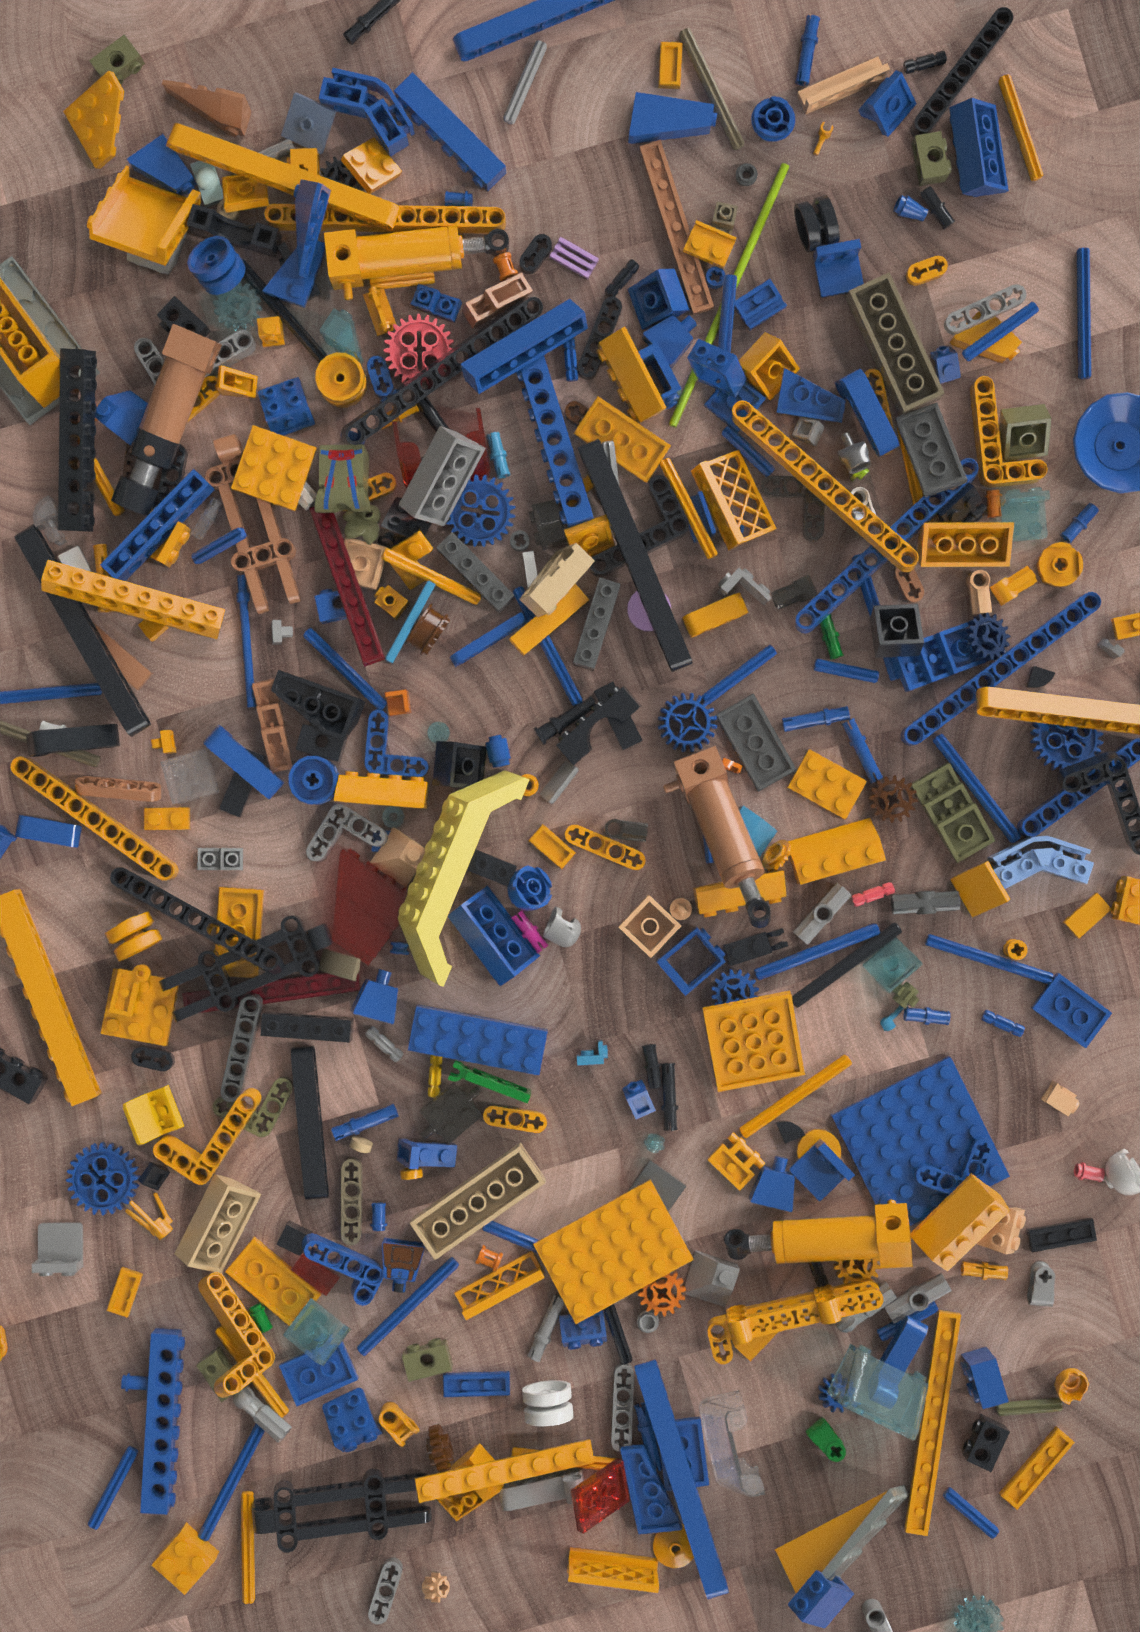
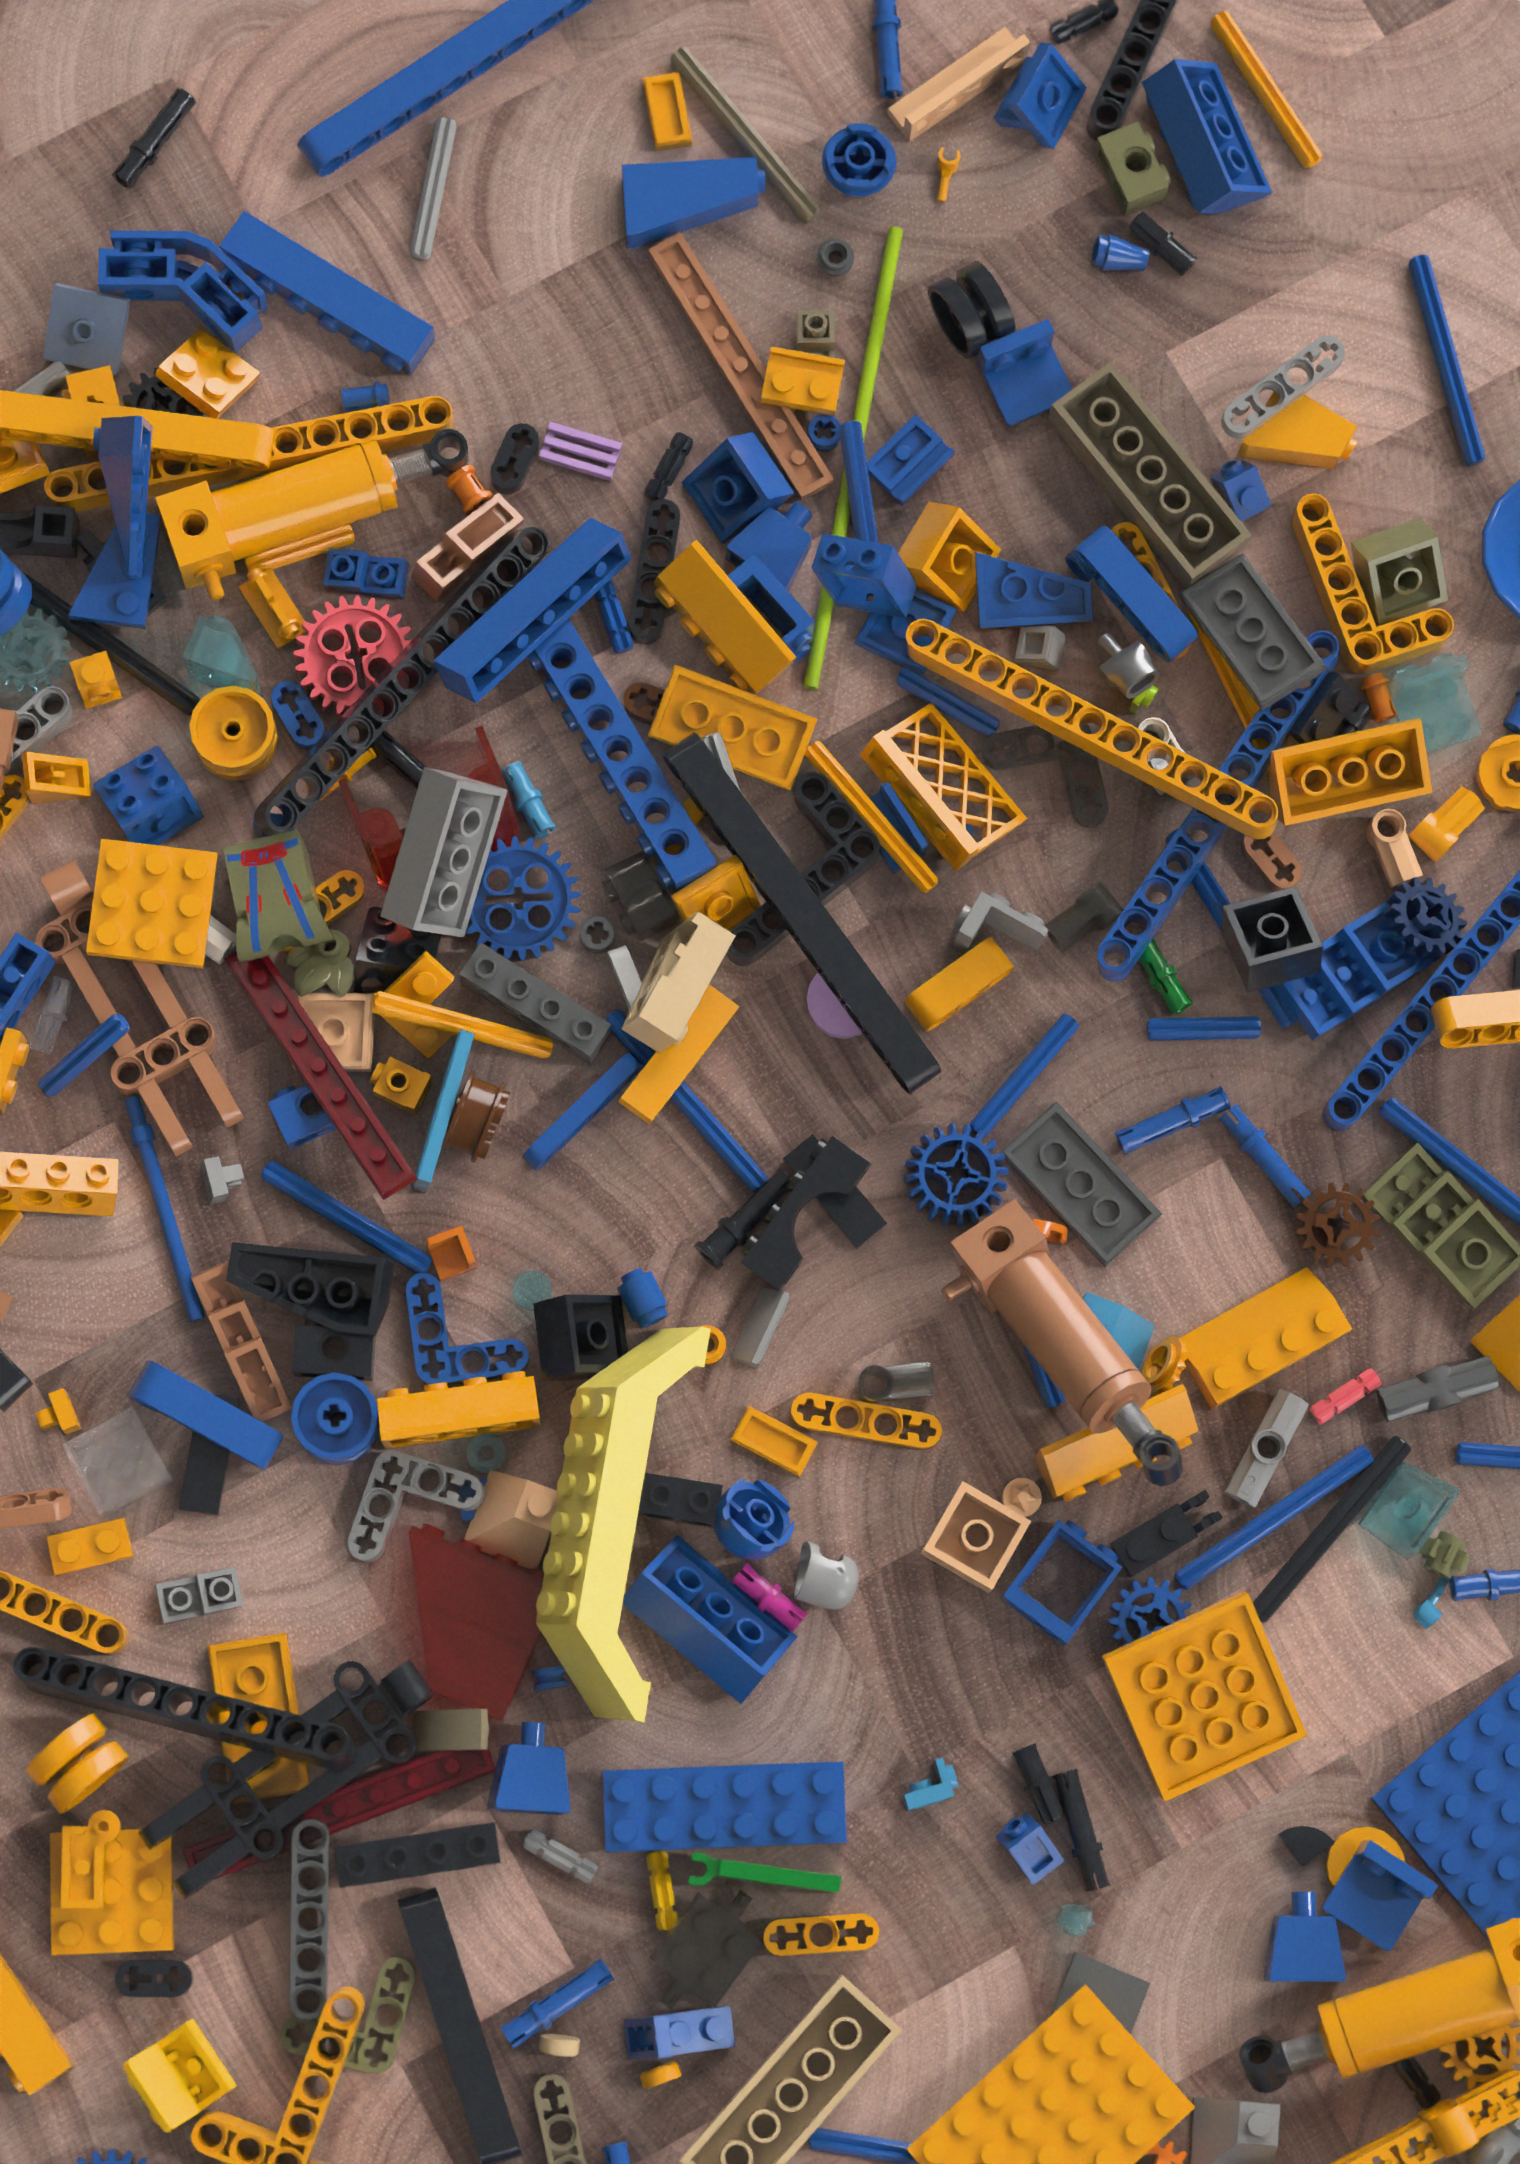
camera: 20 degrees left, 10 degrees down
(596, 624) = (762, 1044): dark grey brick -> none
(731, 1166) = (1220, 1928): light orange plate -> none
(795, 1096) = (1300, 1779): light orange axle -> none
(826, 784) = (1219, 1227): light orange plate -> none
(924, 266) = (1166, 340): light orange beam -> none
(1000, 331) = (1317, 416): blue axle -> none

